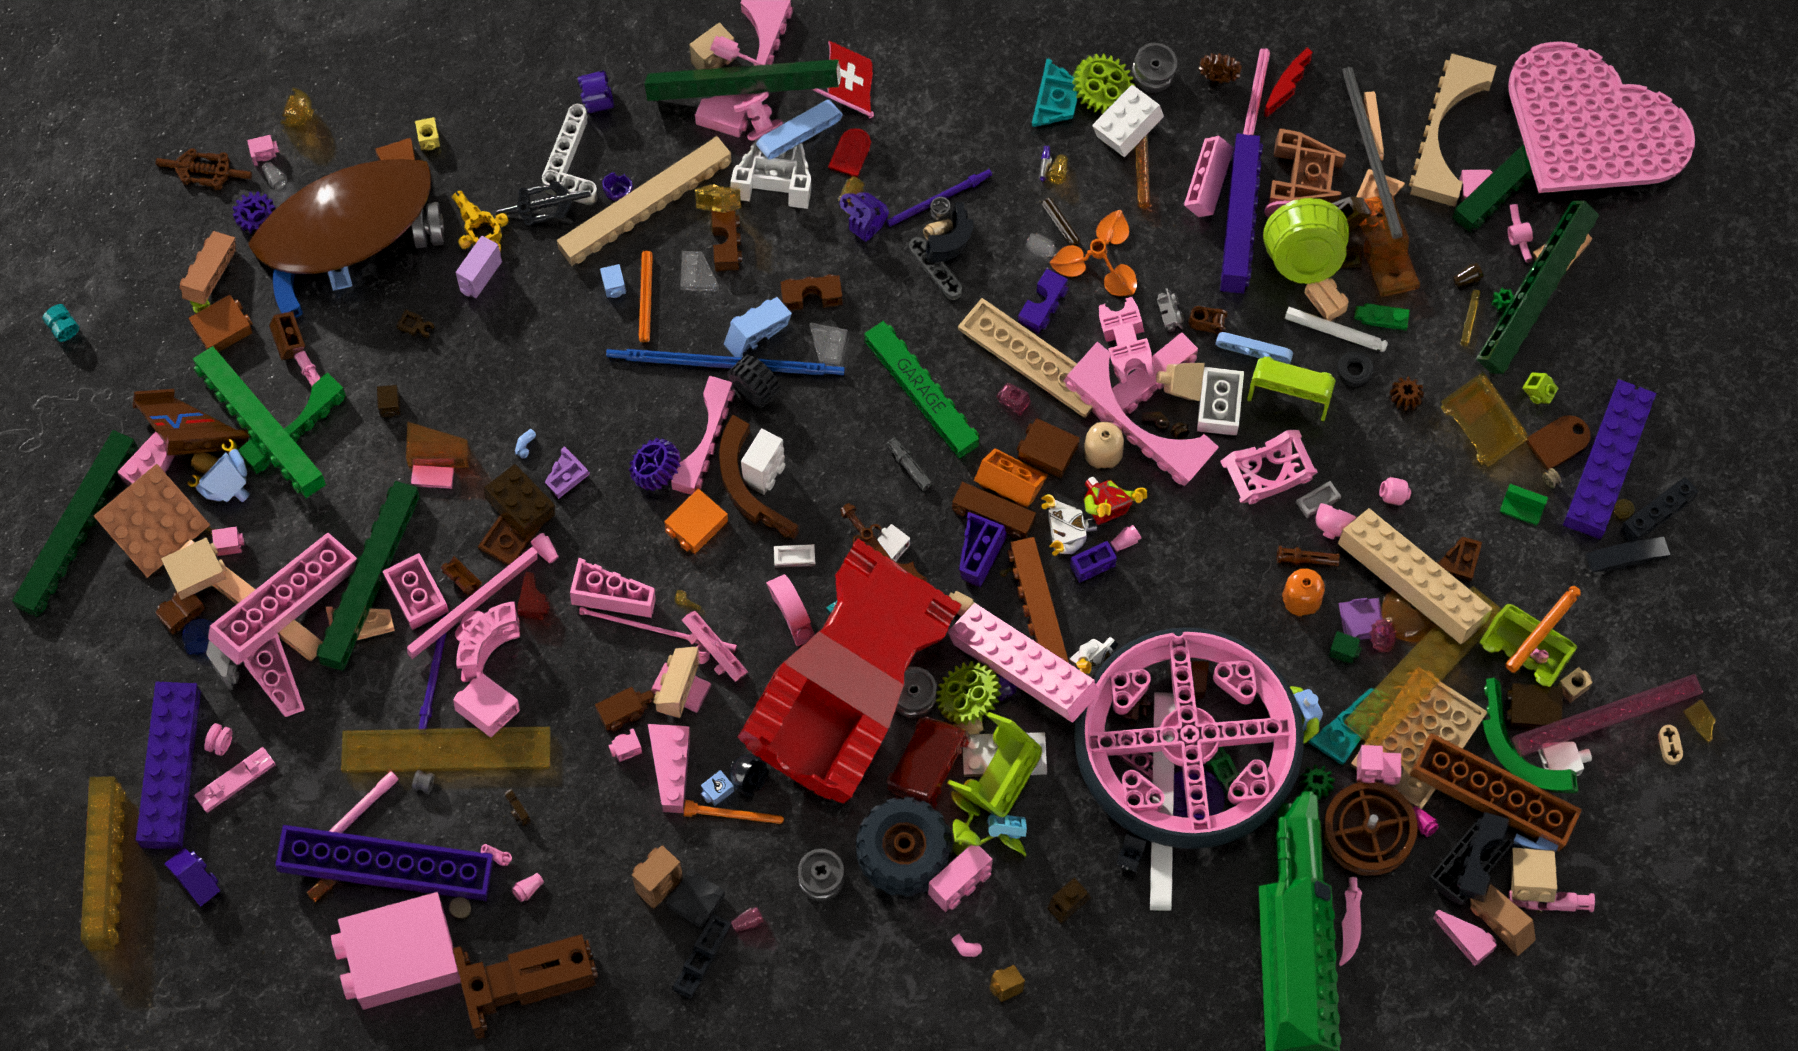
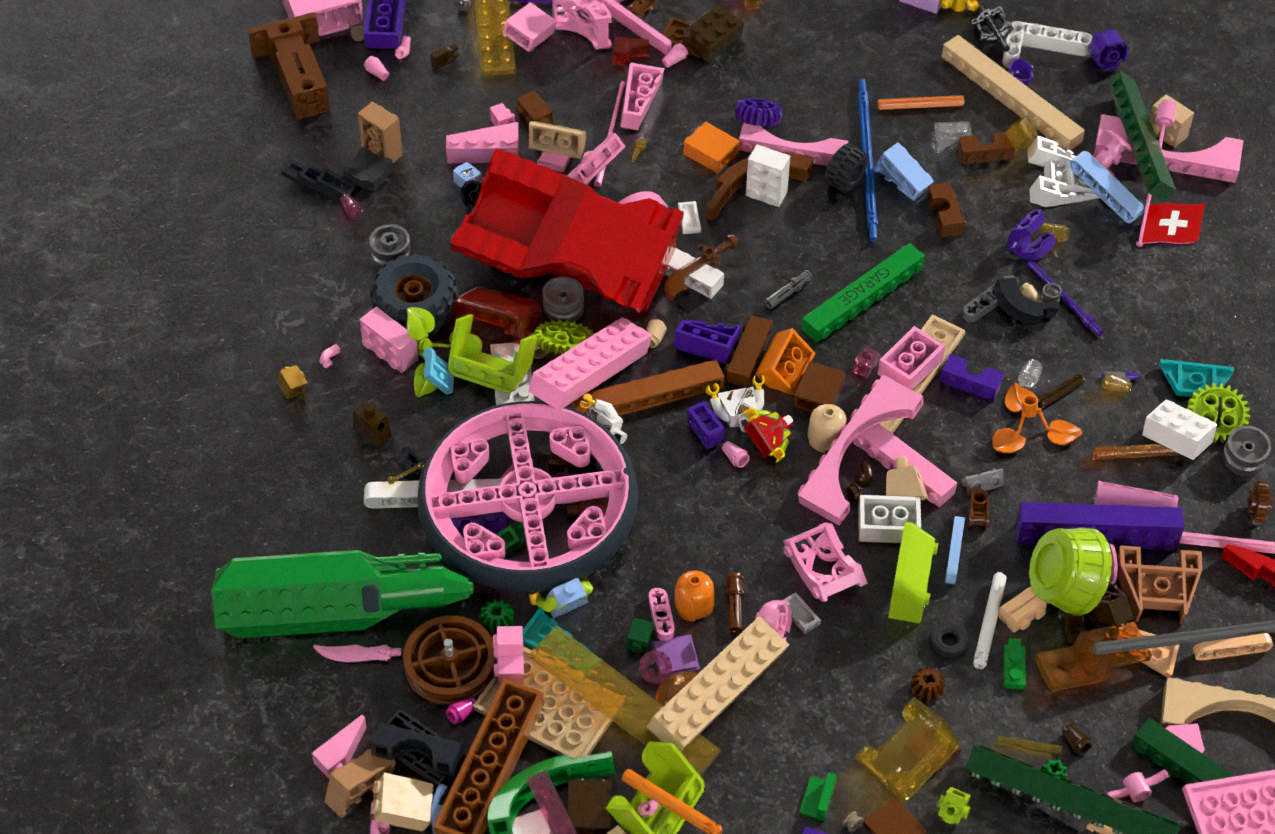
camera: 85 degrees right, 15 degrees down
(522, 441) = (768, 34): light blue arm -> none
(565, 474) = (744, 63): medium lavender wing -> none
(613, 281) = (929, 78): light blue brick -> none
(693, 809) = (448, 163): orange piece -> none
(828, 343) = (898, 228): clear wing -> none
(851, 152) = (1097, 233): red window -> none
(1030, 351) = (911, 358): none -> bright pink brick
(1129, 352) = (929, 439): bright pink piece -> none
(1153, 877) = (391, 480): none -> clear yellow hinge
(1315, 634) = (660, 621): none -> bright pink beam
(1395, 491) = (816, 675): bright pink head -> none
(1462, 558) = (749, 738): reddish brown wing -> none

